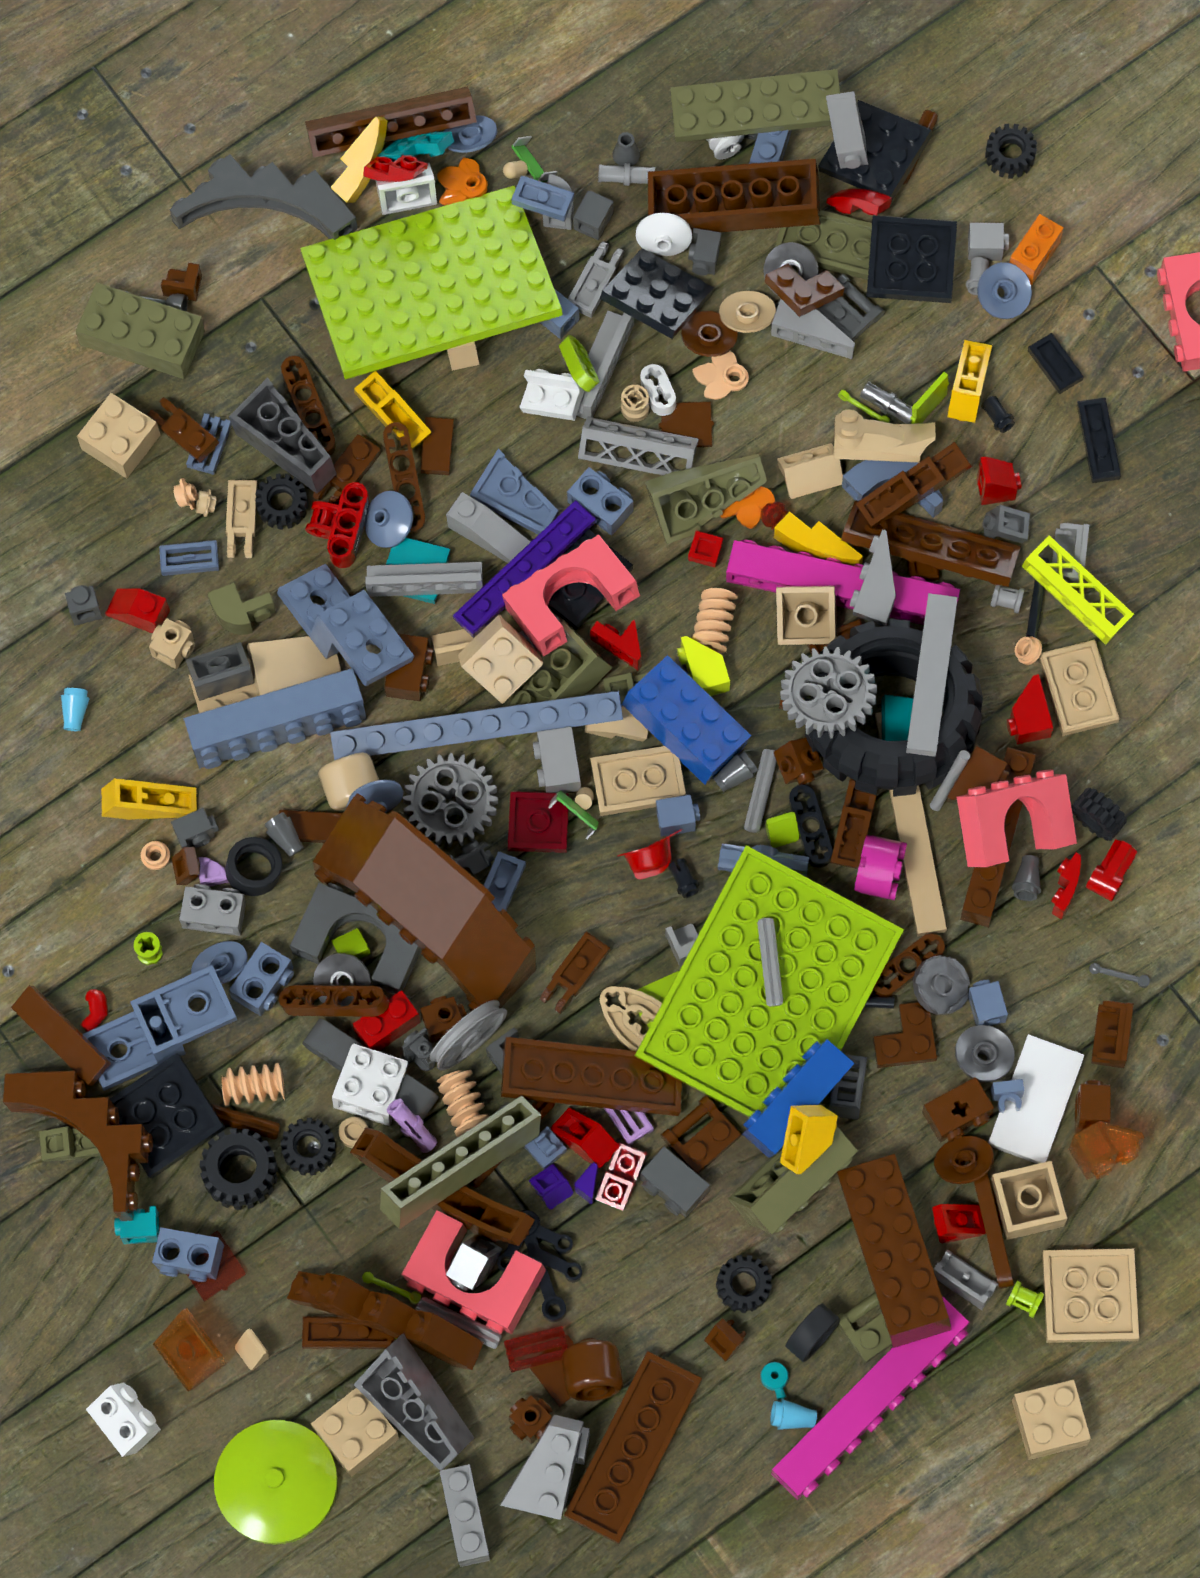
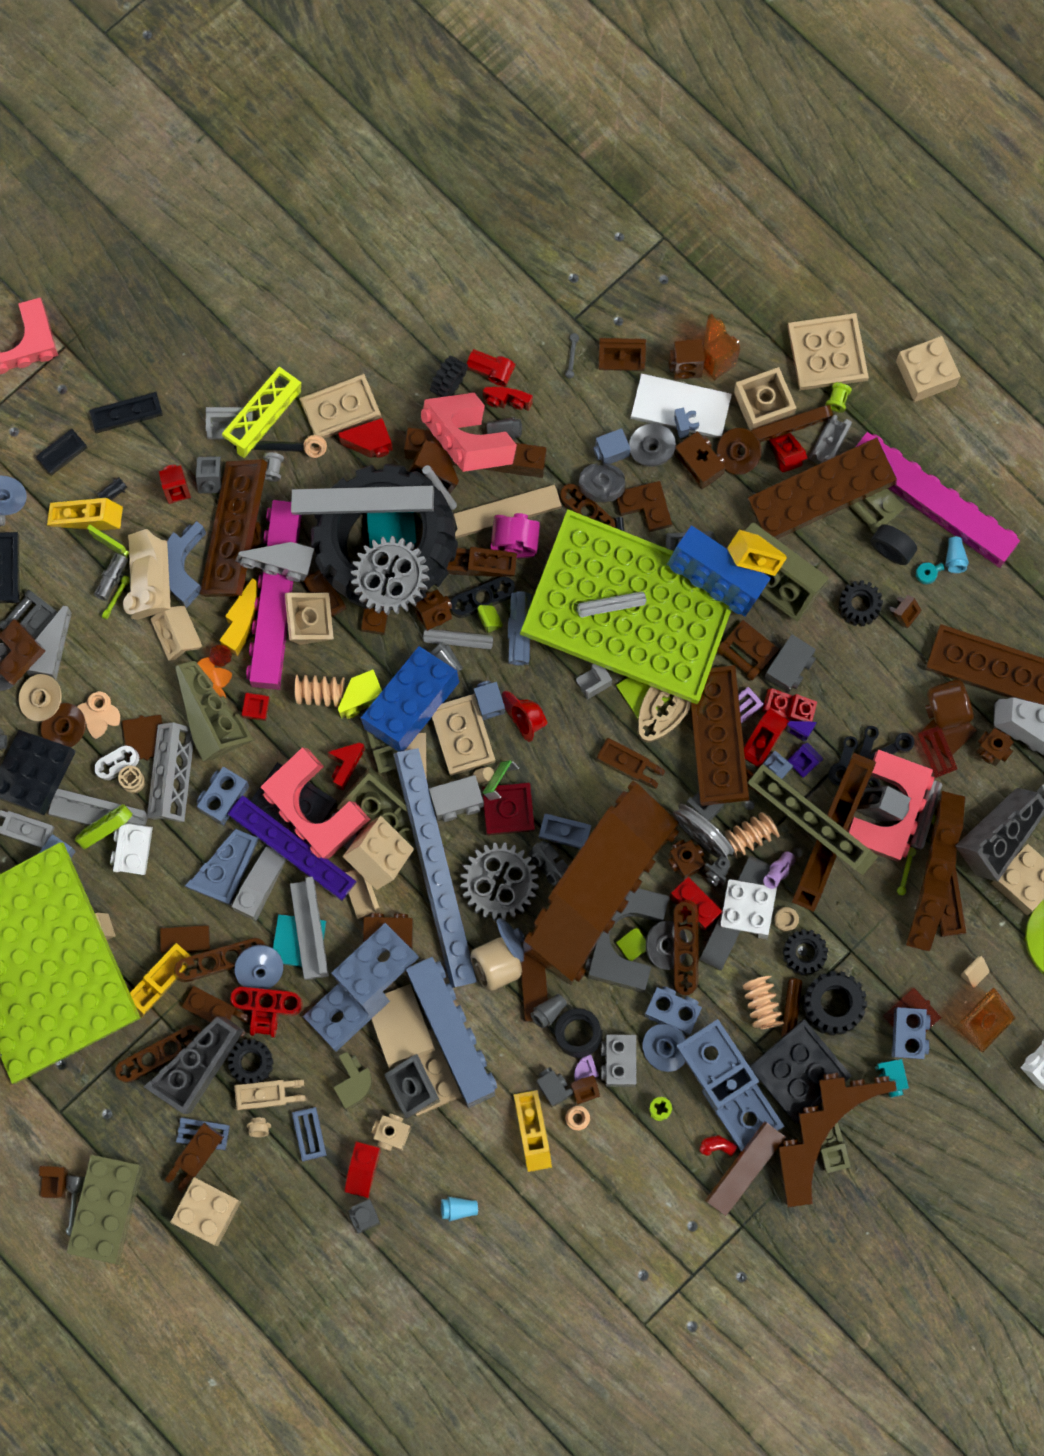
camera: 100 degrees left, 5 degrees up
(185, 494) = (253, 1145): light nougat plate -> none
(686, 884) = (542, 687): black pin -> none
(914, 485) = (188, 542): reddish brown slope -> none

